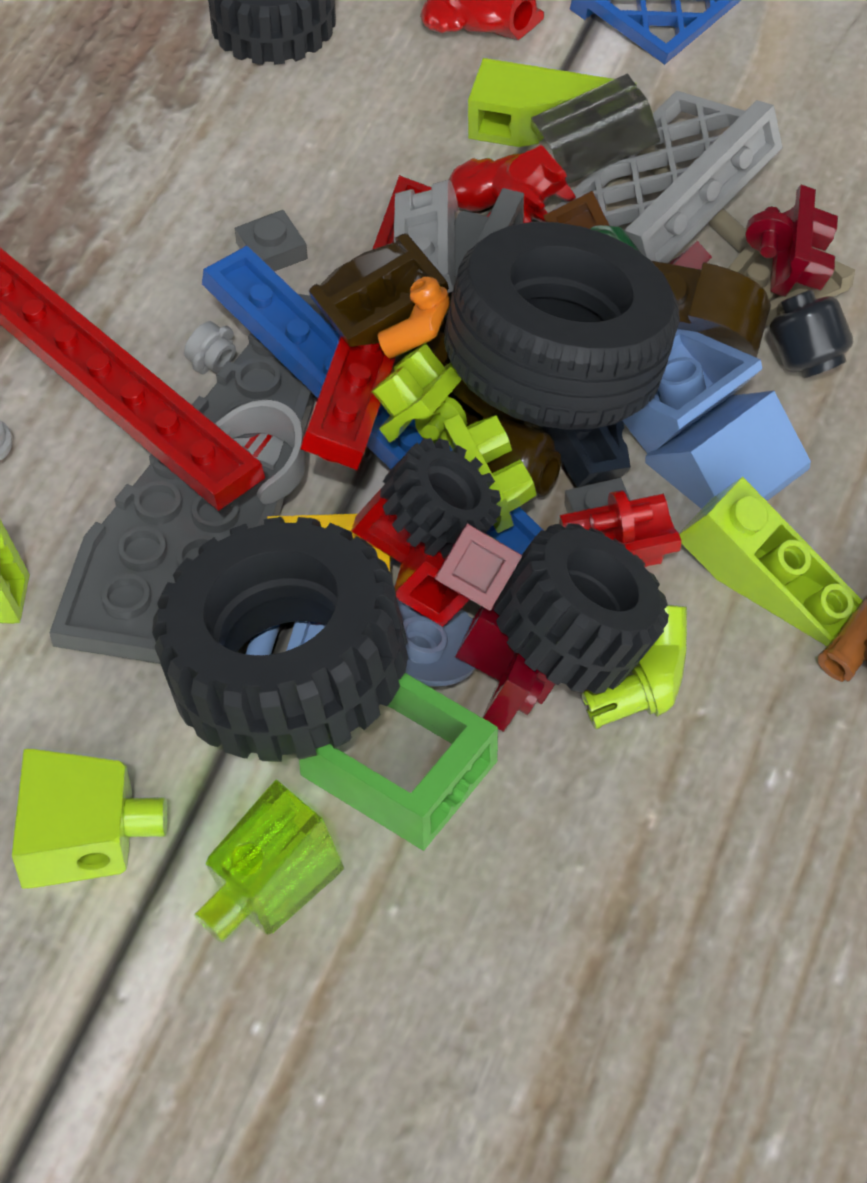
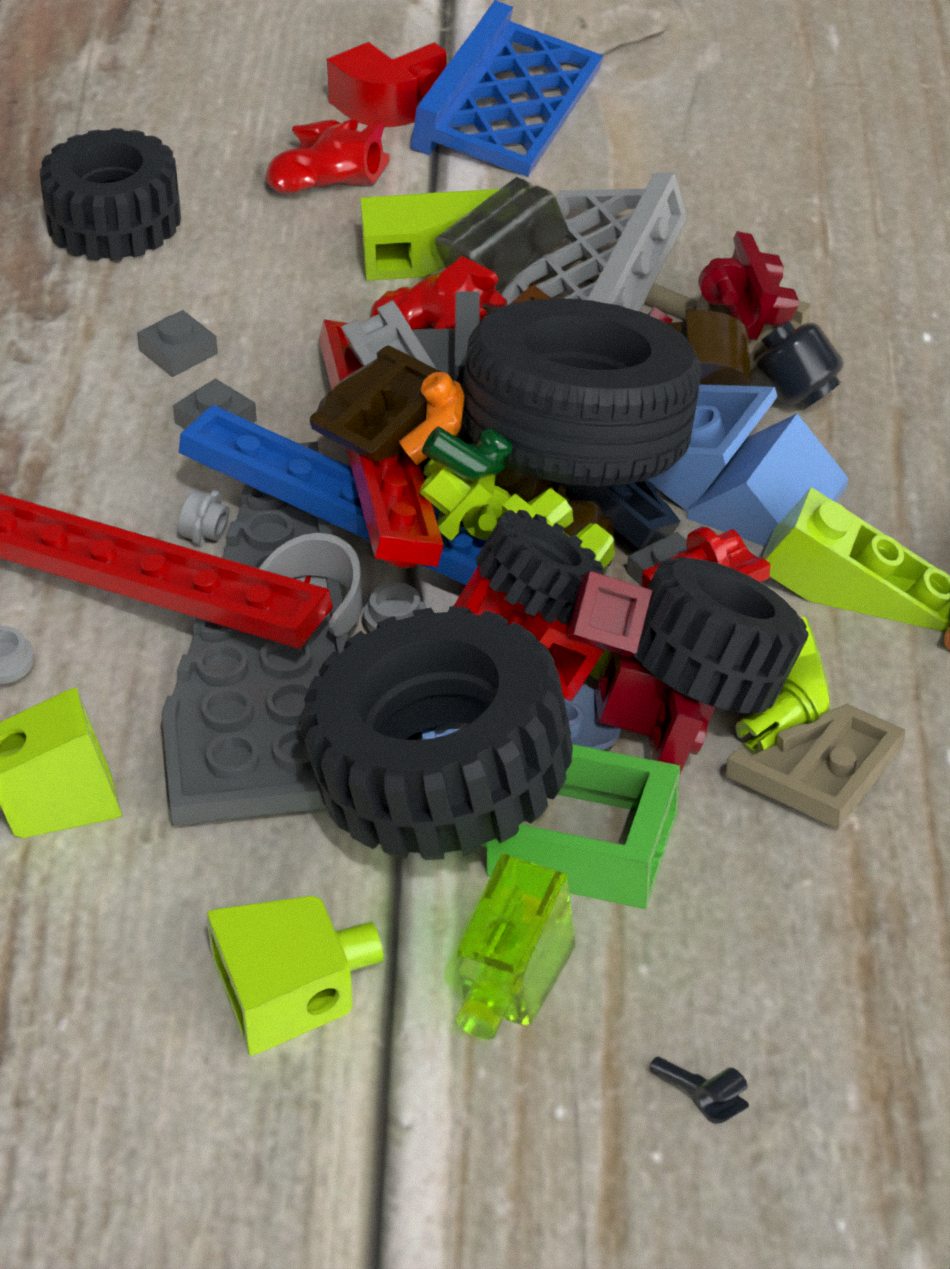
camera: 20 degrees left, 10 degrees down
(270, 163) = (177, 343): none -> dark grey plate
(333, 489) = (391, 600): none -> light grey plate
(395, 1061) = (715, 1097): none -> black hand
(424, 374) = (465, 459): none -> dark green arm
(643, 755) = (822, 764): none -> dark tan wing

